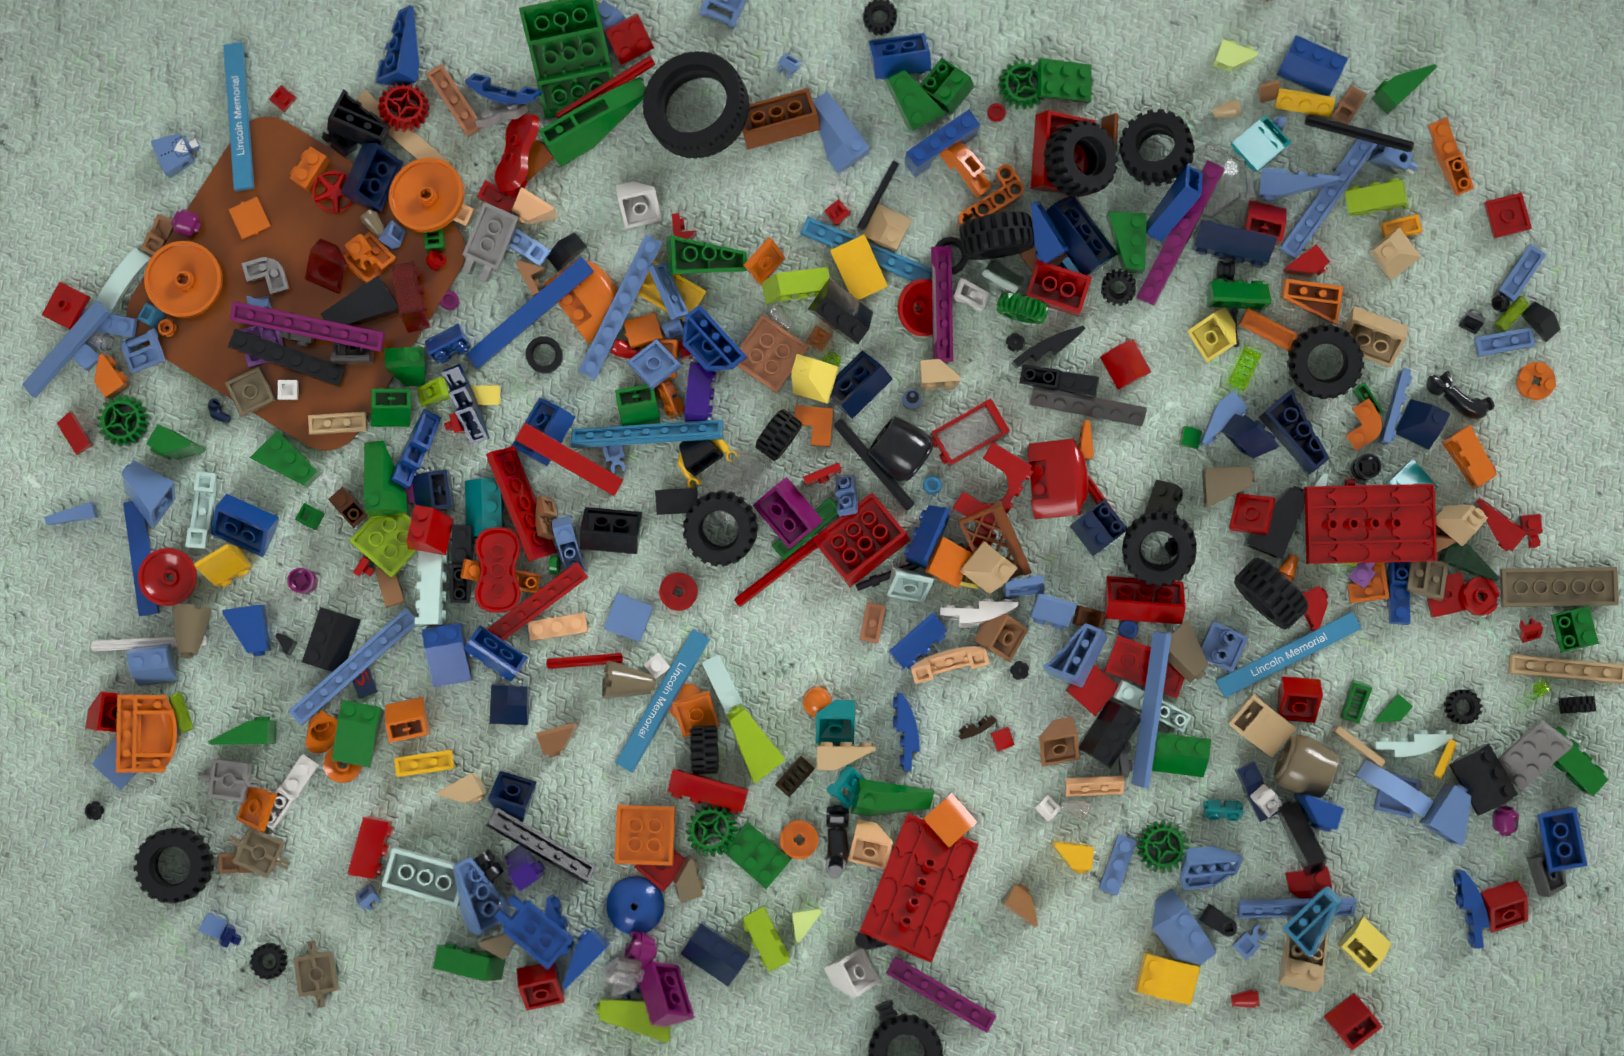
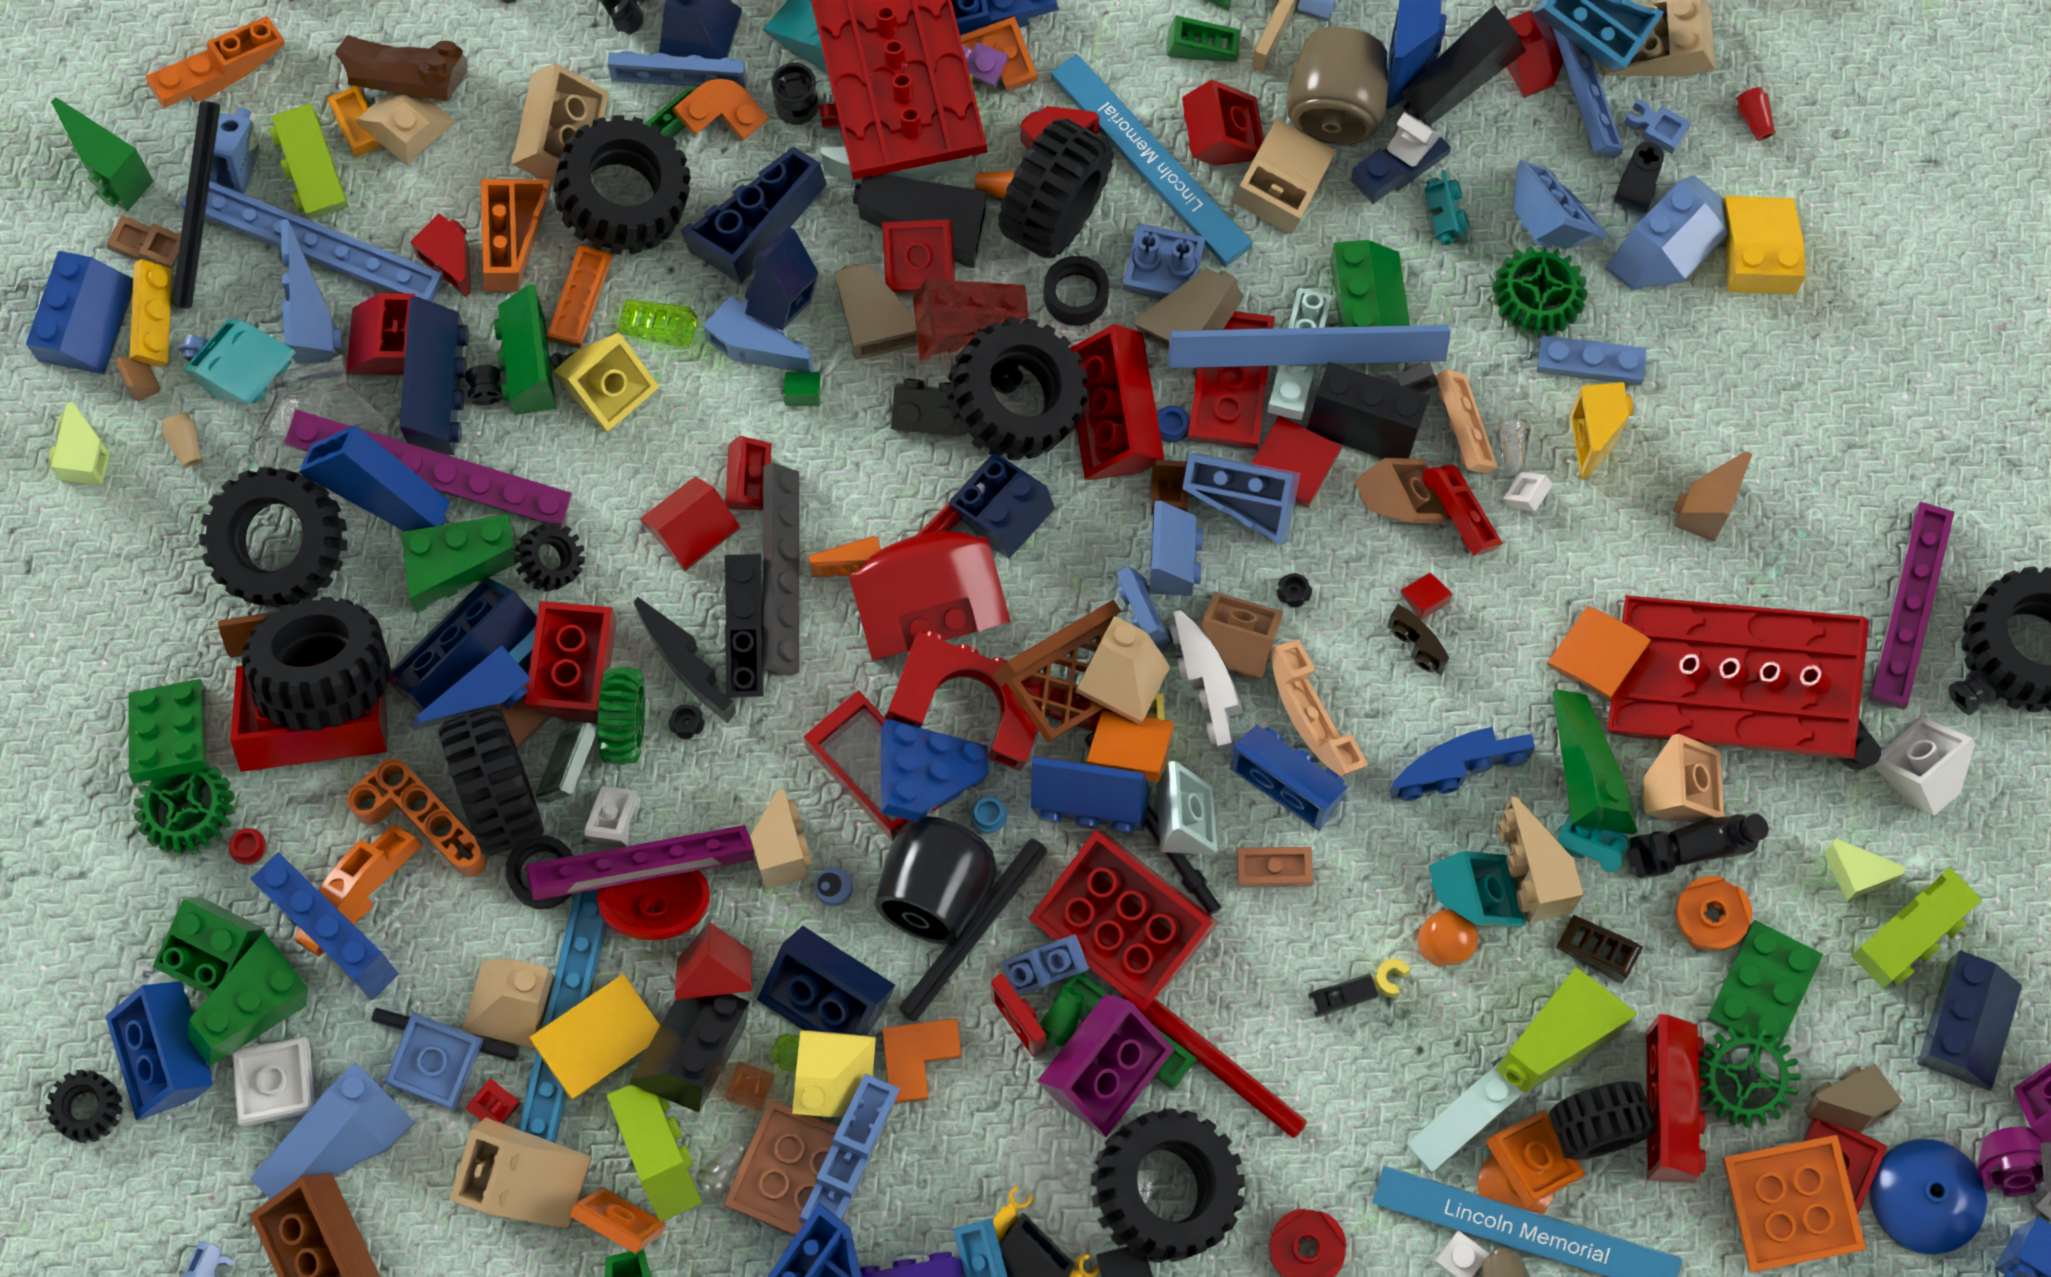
camera: 100 degrees left, 15 degrees down
(773, 379) = (852, 1147): none -> medium blue slope
(778, 434) = (958, 1113): black tyre -> none
(797, 218) = (519, 1175): none -> tan slope
(800, 649) = (1360, 988): none -> black piece
(817, 497) = (1062, 1017): none -> green cone
(865, 187) = (434, 1061): none -> medium blue tile
(872, 108) = (273, 1081): none -> white plate
(880, 330) = (713, 966): none -> red slope
(958, 455) = (926, 769): none -> blue plate
(1045, 770) = (1462, 508): none -> red plate
(1152, 399) = (745, 473): none -> red slope
(1210, 530) = (955, 311): none -> clear red wedge
(1230, 595) = (1076, 266): none -> black tyre
(1424, 256) = (404, 70): none -> reddish brown slope

